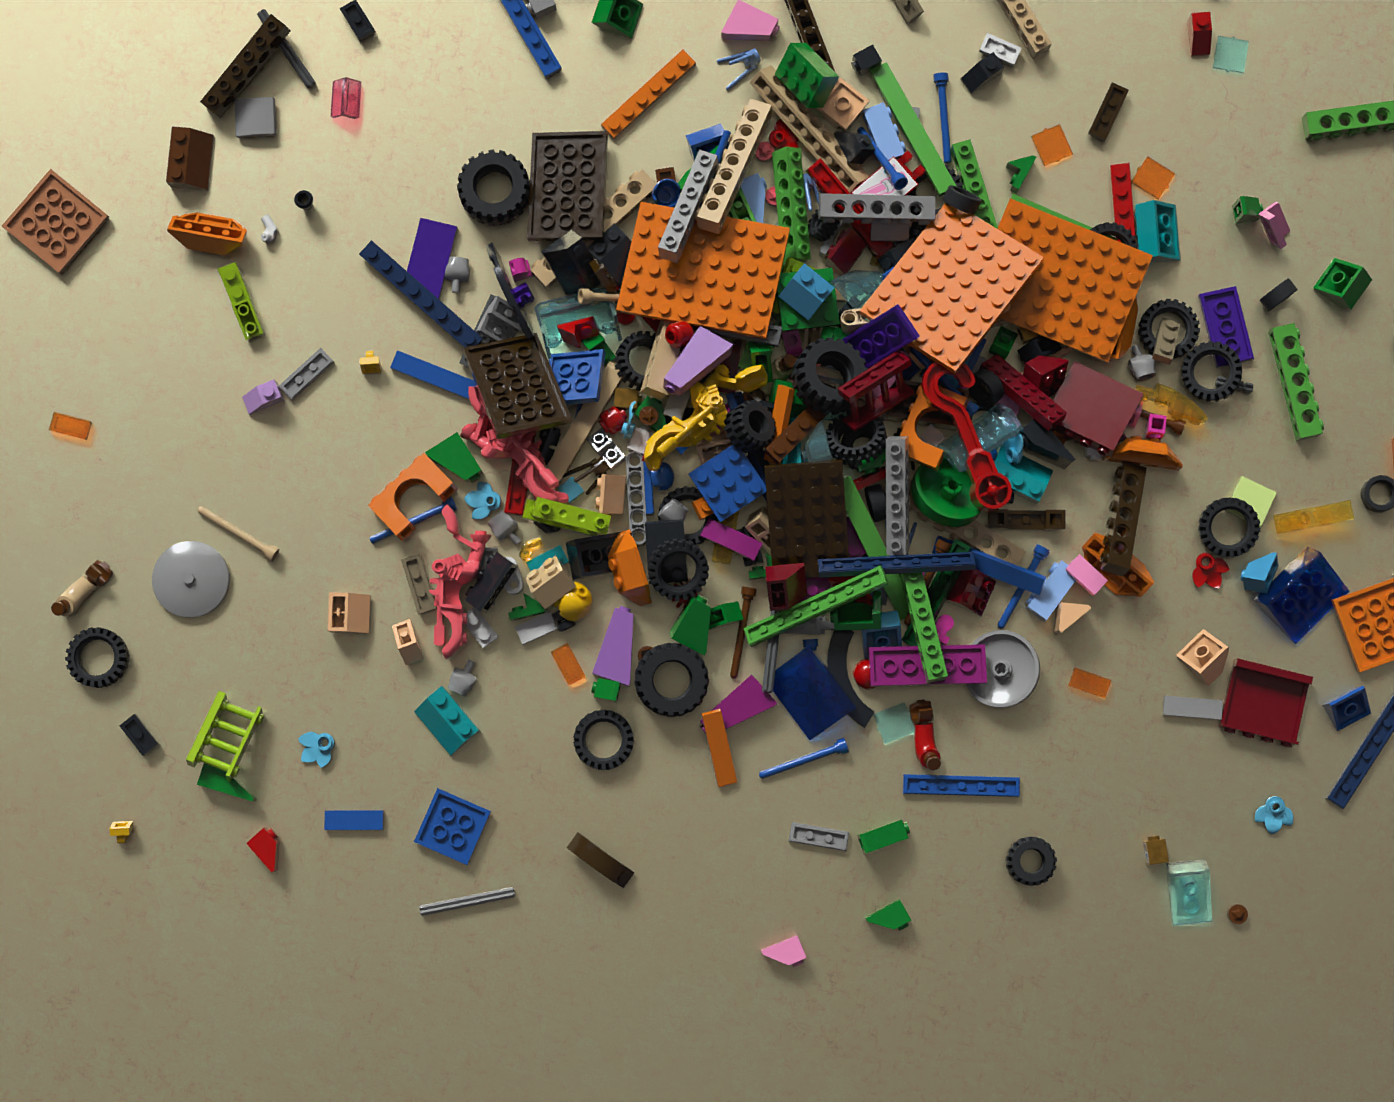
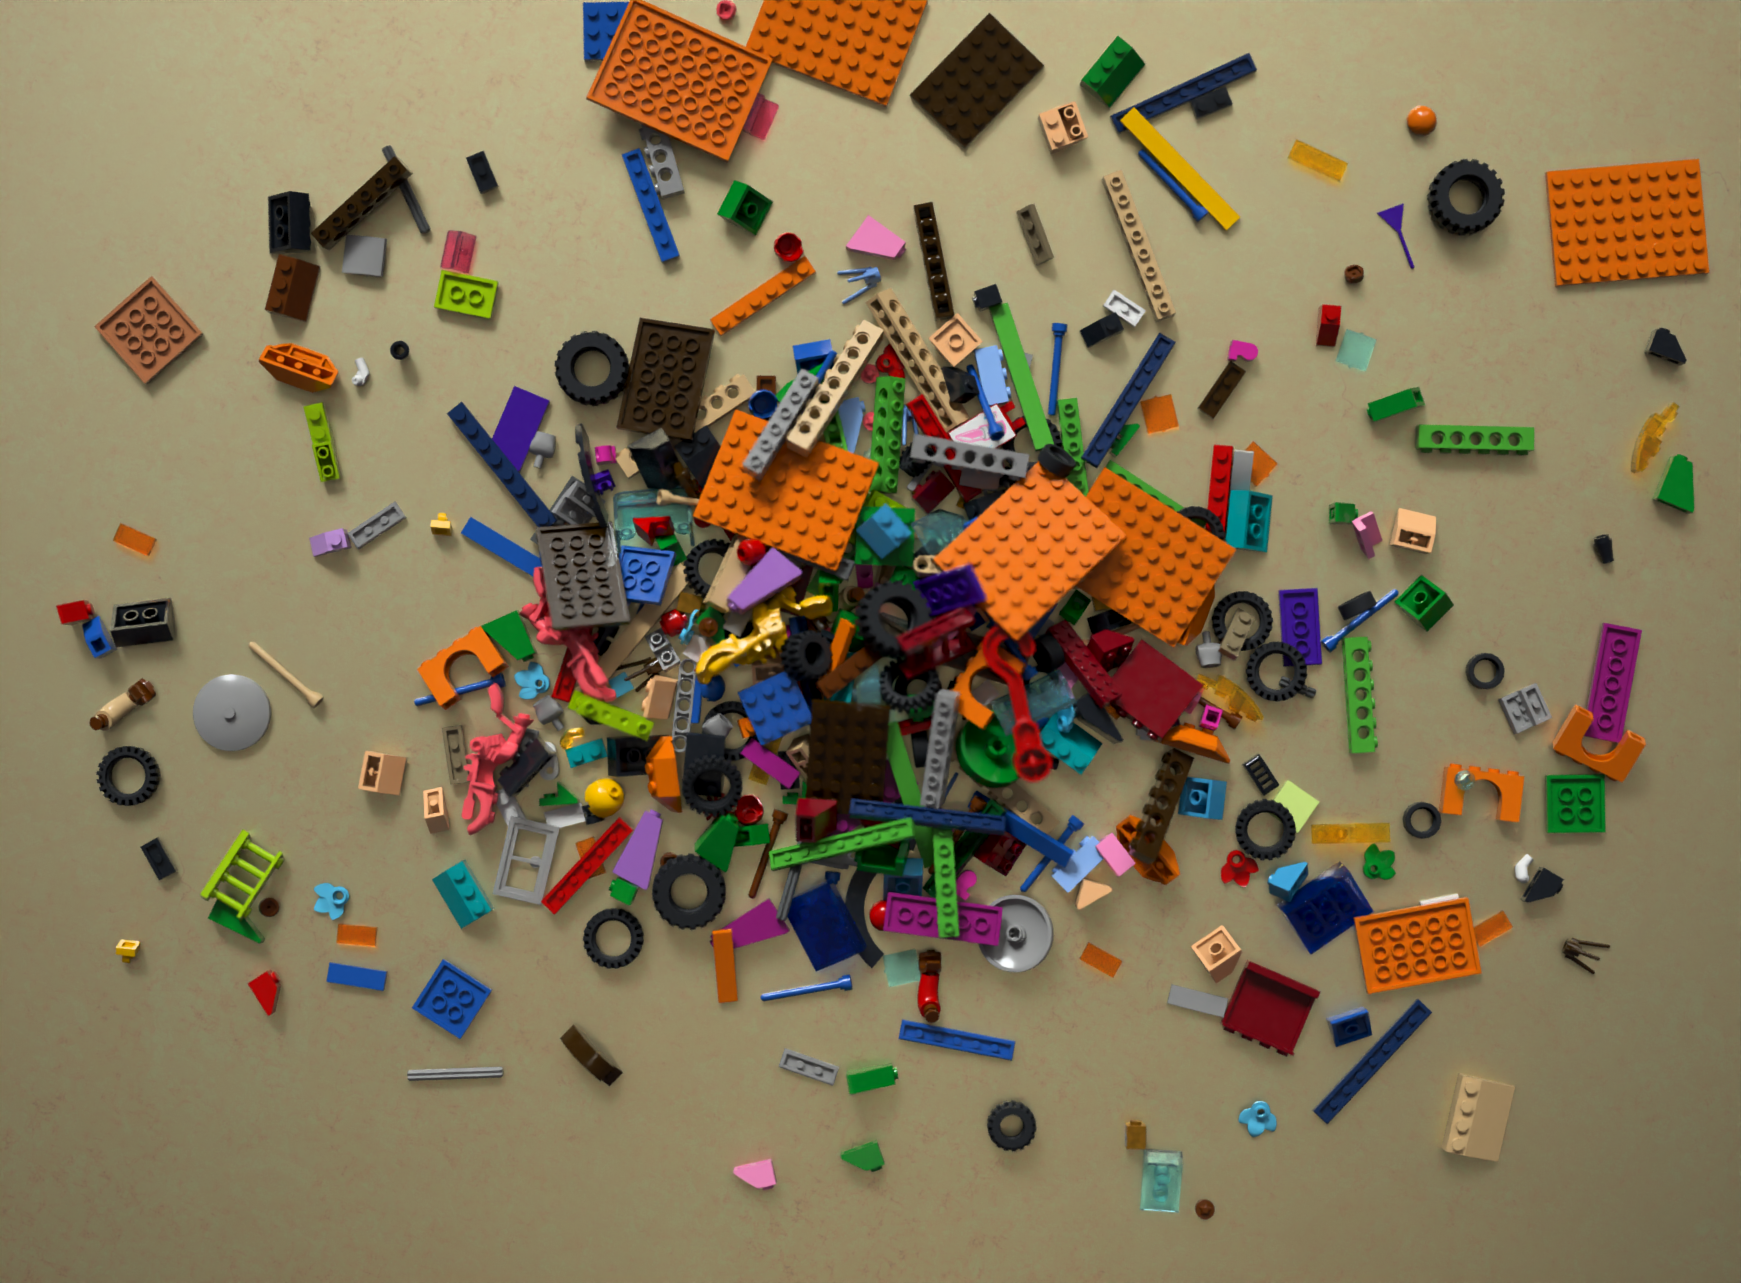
camera: 10 degrees right, 5 degrees up
(22, 504) = (75, 612): none -> red slope
(48, 527) = (98, 638): none -> blue slope
(90, 505) = (142, 622): none -> black slope
(177, 97) = (289, 223): none -> black slope
(255, 765) = (268, 907): none -> reddish brown tile
(347, 779) = (357, 935): none -> clear orange tile
(360, 138) = (466, 294): none -> lime plate
(462, 680) = (483, 856): light grey piece -> none
(523, 677) = (545, 862): none -> light grey door
(550, 581) = (584, 776): tan brick -> none
(566, 671) = (587, 865): none -> red plate
(665, 43) = (788, 247): none -> red hair
(717, 590) = (749, 810): none -> red hair
(806, 75) = (923, 307): green brick -> none
(1020, 135) = (1128, 400): none -> dark blue tile
(1026, 519) = (1069, 789): dark brown slope -> none
(1121, 71) = (1243, 350): none -> dark pink leg
(1142, 183) = (1241, 470): none -> light grey slope
(1162, 507) = (1203, 798): none -> dark azure slope
(1219, 471) = (1257, 758): none -> black slope
(1258, 336) = (1332, 641): none -> blue piece
(1279, 97) = (1395, 404): none -> green slope
(1320, 217) = (1414, 531): none -> light nougat slope
(1347, 541) = (1381, 861): none -> green plate

